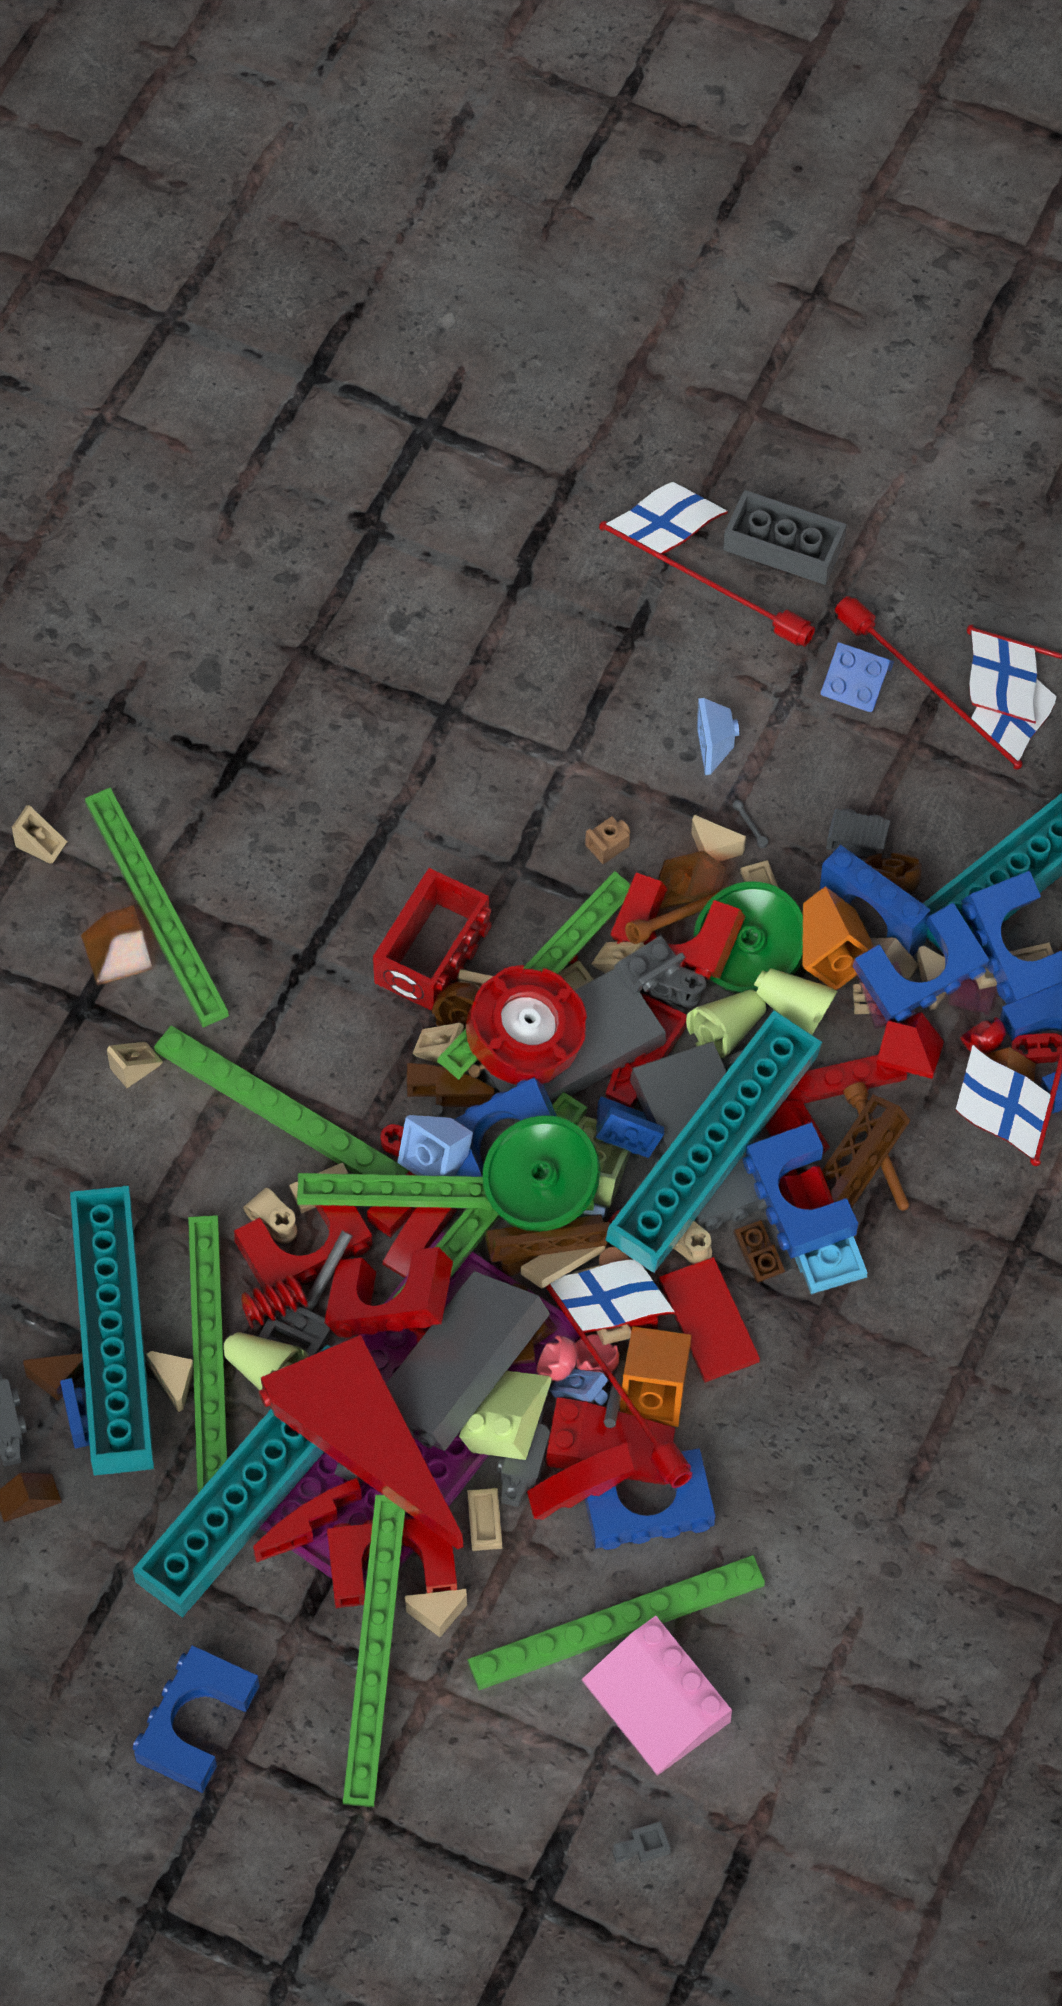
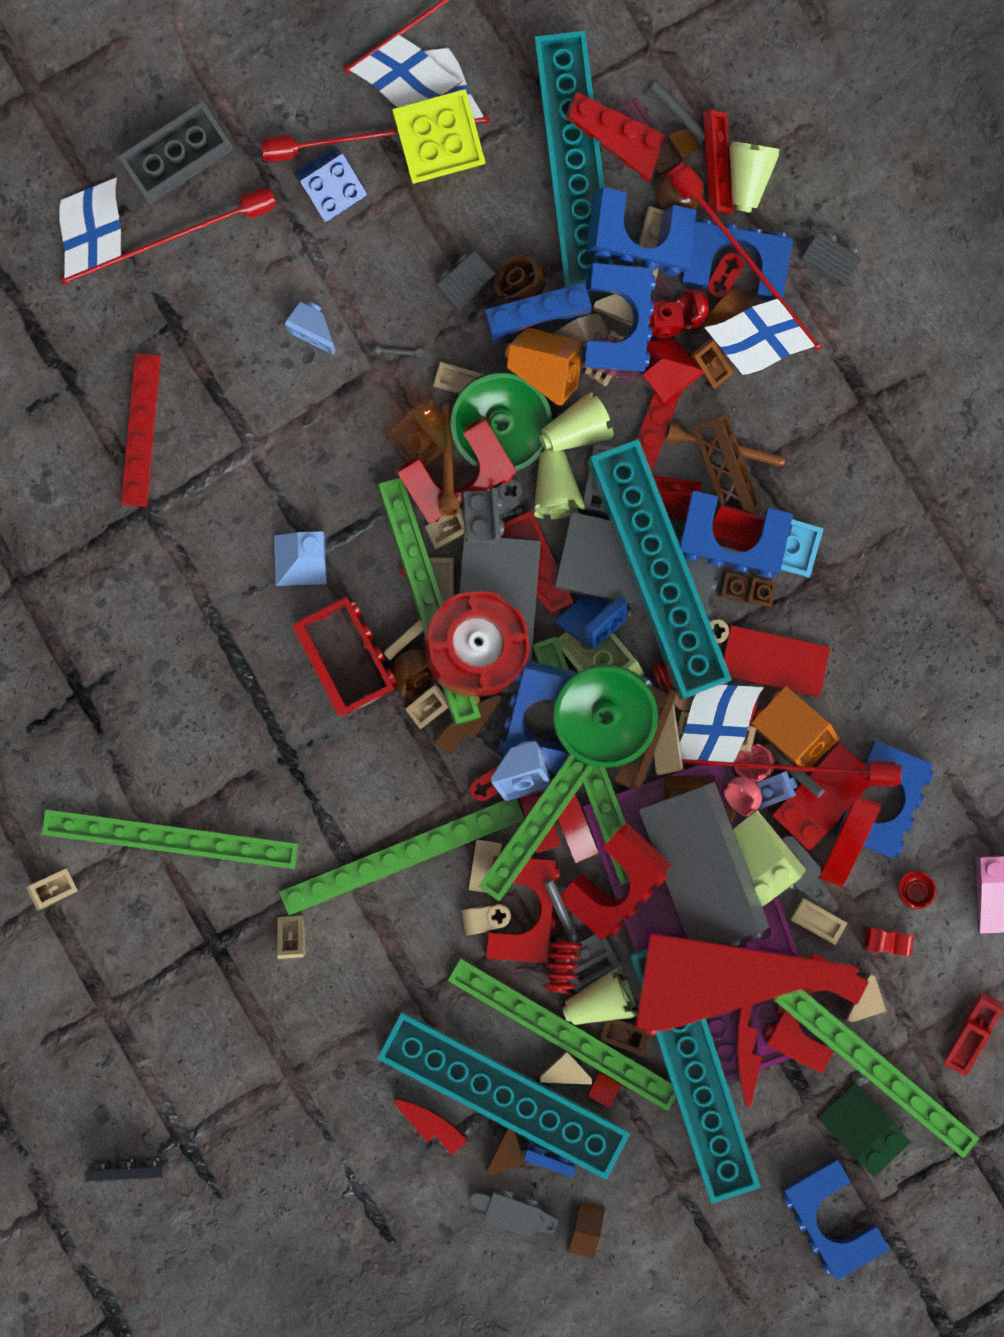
camera: 60 degrees left, 25 degrees up
(37, 1291) = (431, 1124): none -> red slope
(116, 946) = (185, 890): clear orange slope -> none
(178, 1425) = (604, 1090): none -> red slope
(245, 1407) = (625, 1036): none -> reddish brown slope
(304, 1693) = (864, 1130): none -> dark green slope
(476, 1733) = (974, 1033): none -> red slope
(498, 858) = (300, 559): none -> light blue slope
(512, 1592) = (890, 942): none -> red leg
(515, 663) = (141, 430): none -> red plate
(580, 1583) = (916, 890): none -> red hair
(605, 845) = (343, 476): medium nougat brick -> none
(615, 1622) = (955, 882): bright green plate -> none
(717, 840) = (400, 390): tan slope -> none
(947, 1082) = (713, 363): none -> dark orange slope
(954, 1015) = (666, 319): none -> red brick
(970, 732) = (438, 136): none -> neon yellow plate

